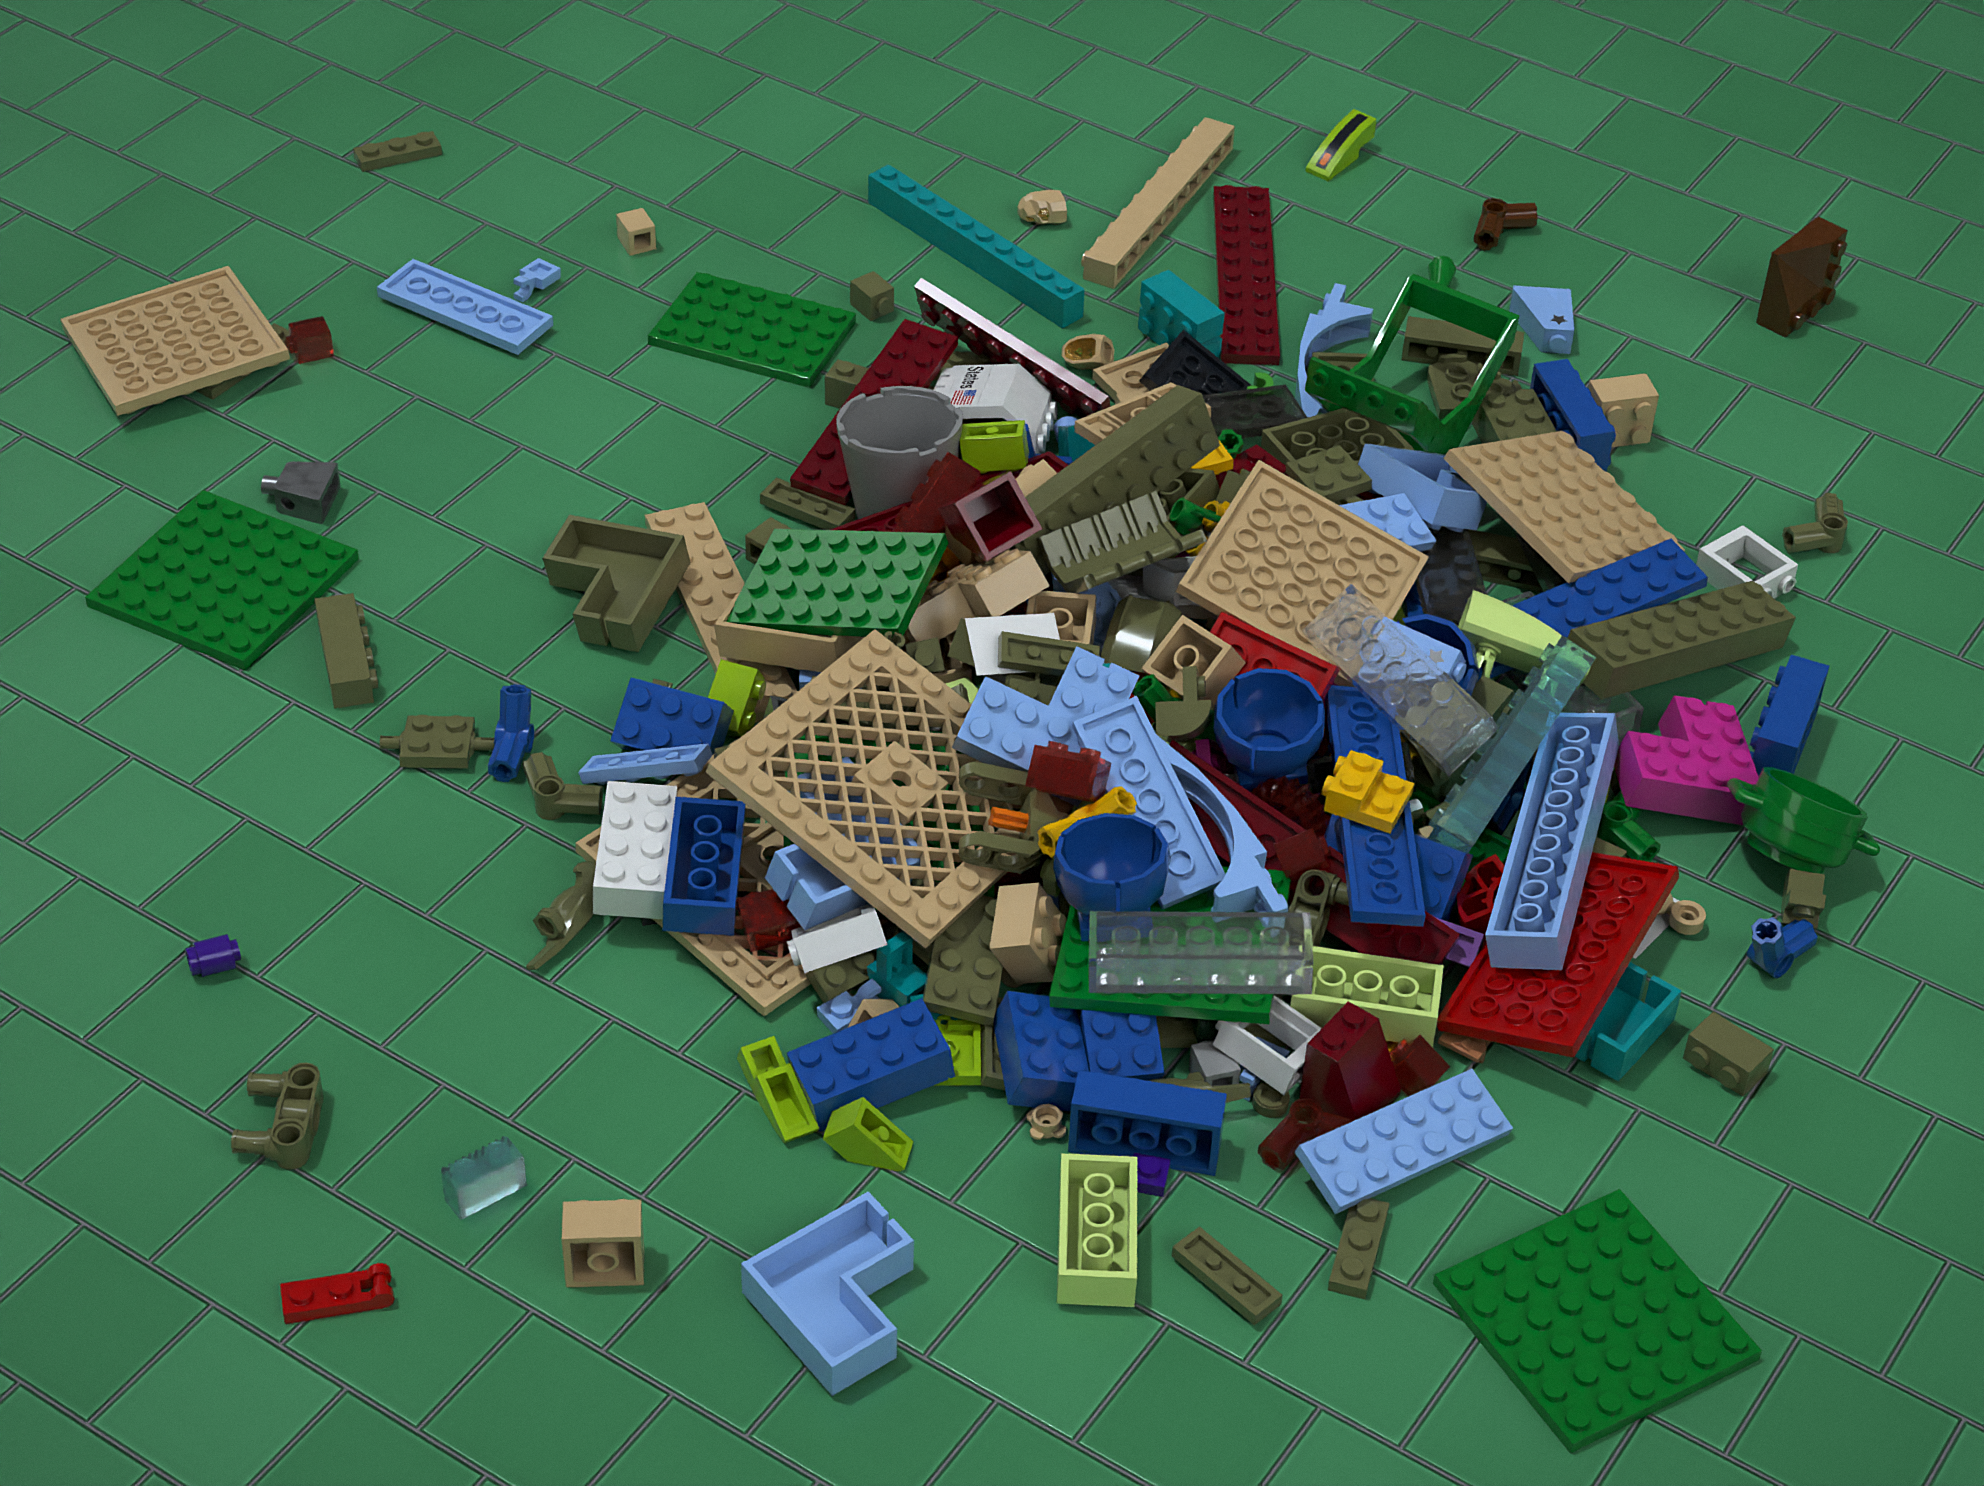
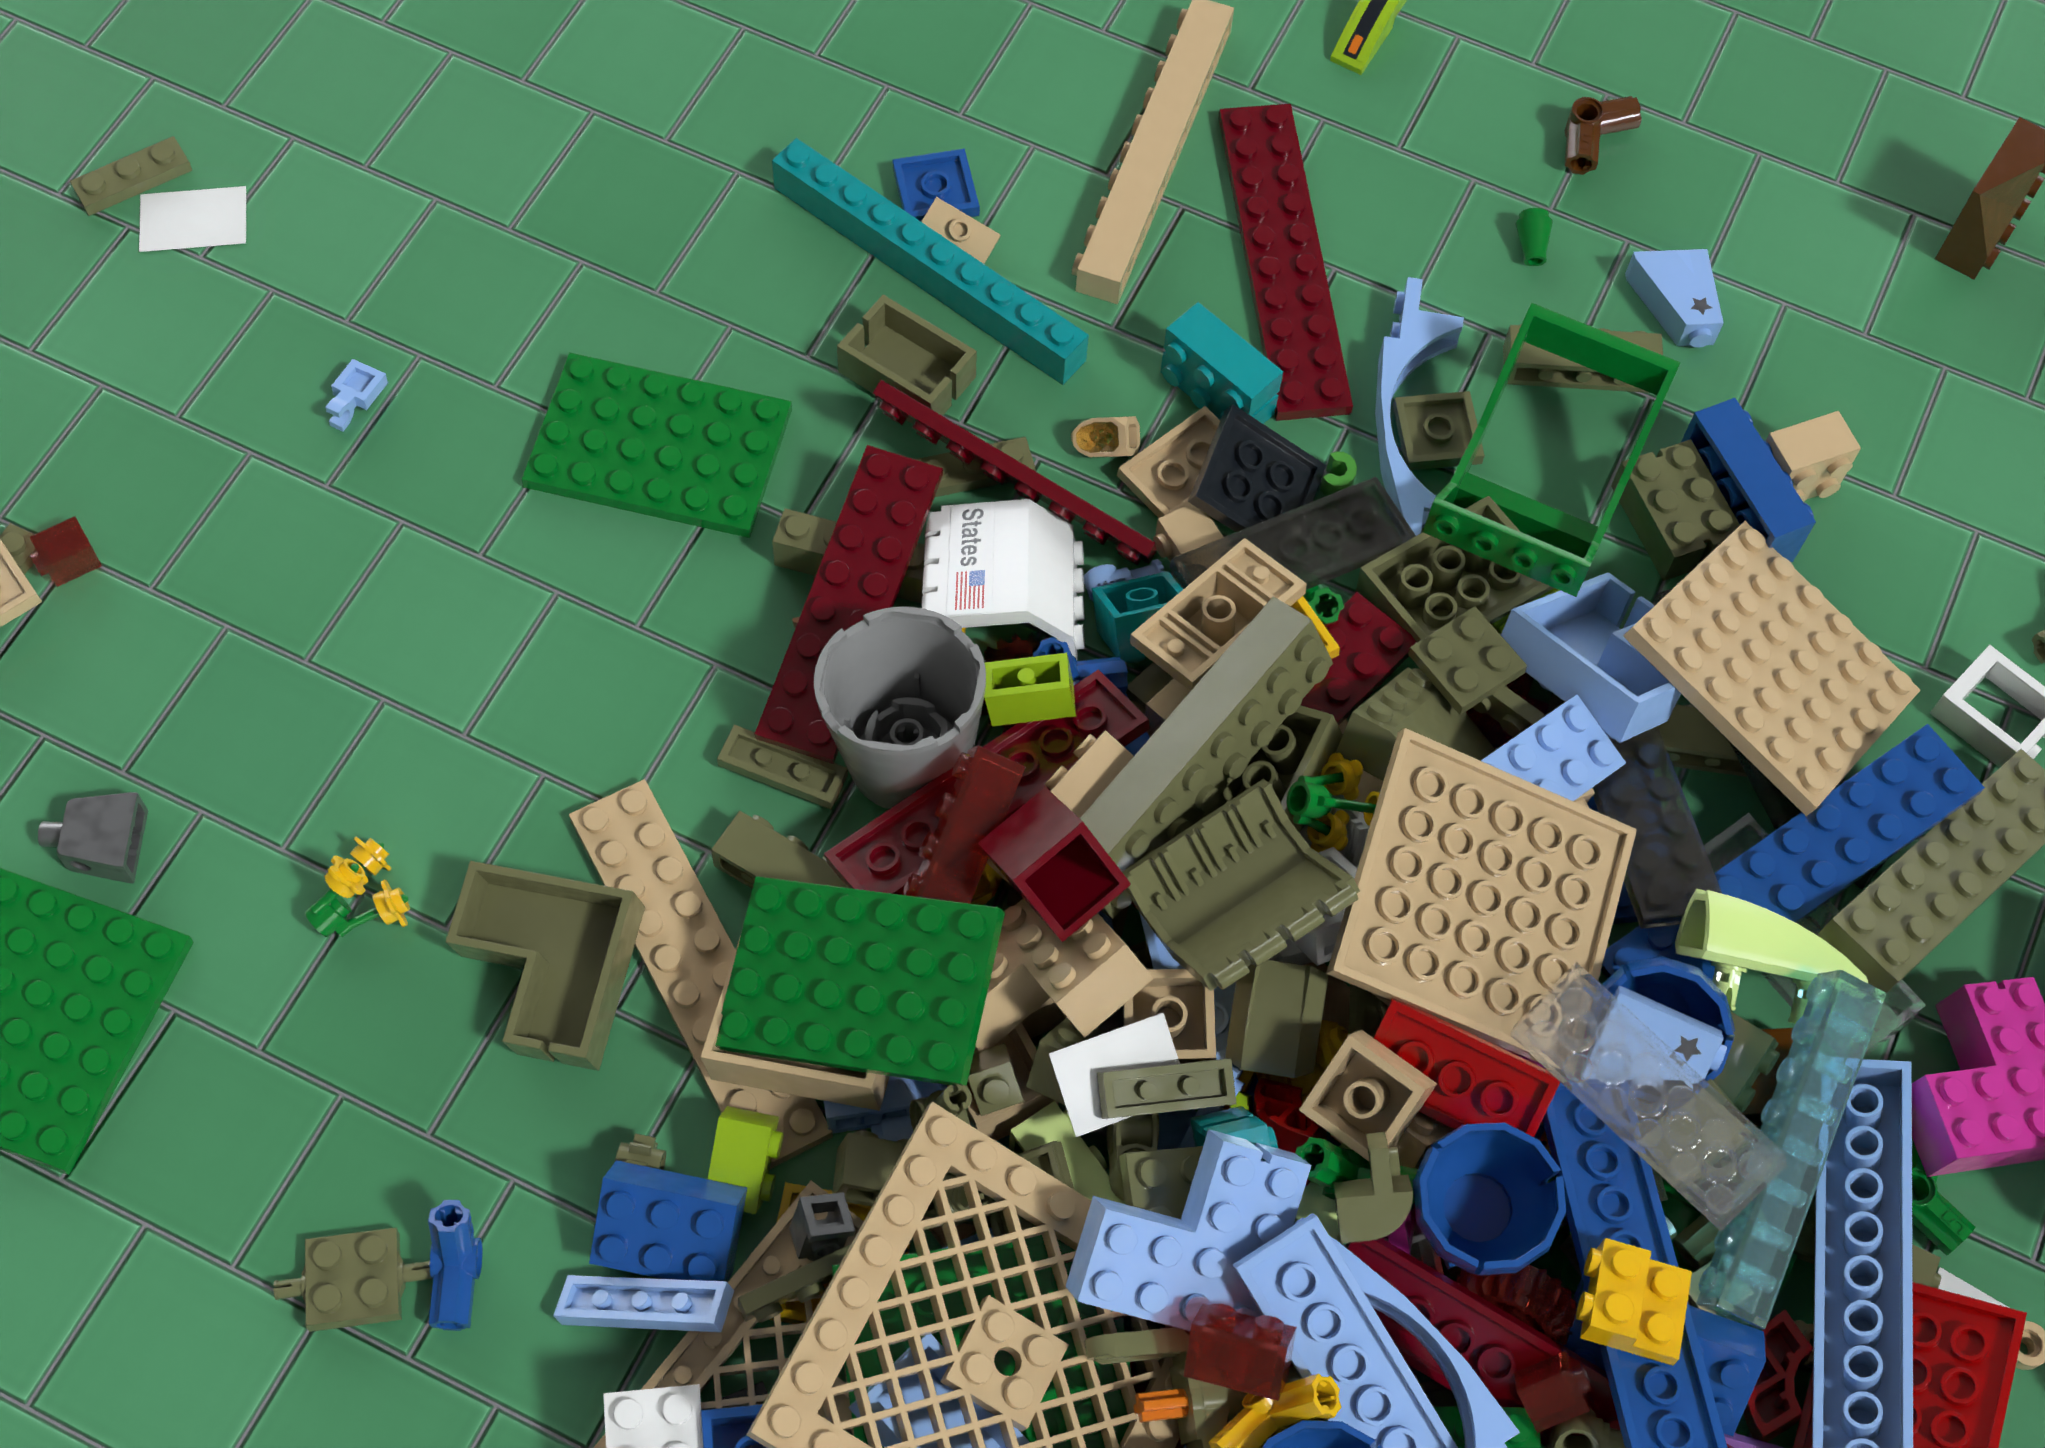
camera: 10 degrees left, 20 degrees up
(344, 650) = (200, 1132): olive brick -> none
(437, 179) = (192, 219): none -> white sticker
(465, 306) = (267, 458): light blue plate -> none
(485, 519) = (347, 879): none -> yellow plant
(553, 796) = (552, 1362): olive piece -> none
(636, 231) = (476, 290): tan brick -> none
(872, 296) = (808, 369): olive brick -> none
(950, 278) = (907, 356): none -> olive piece
(991, 207) = (932, 176): none -> blue plate
(1004, 228) = (961, 230): none -> tan plate
(1043, 207) = (1008, 179): tan rock -> none
(1453, 379) = (1597, 430): olive plate -> none

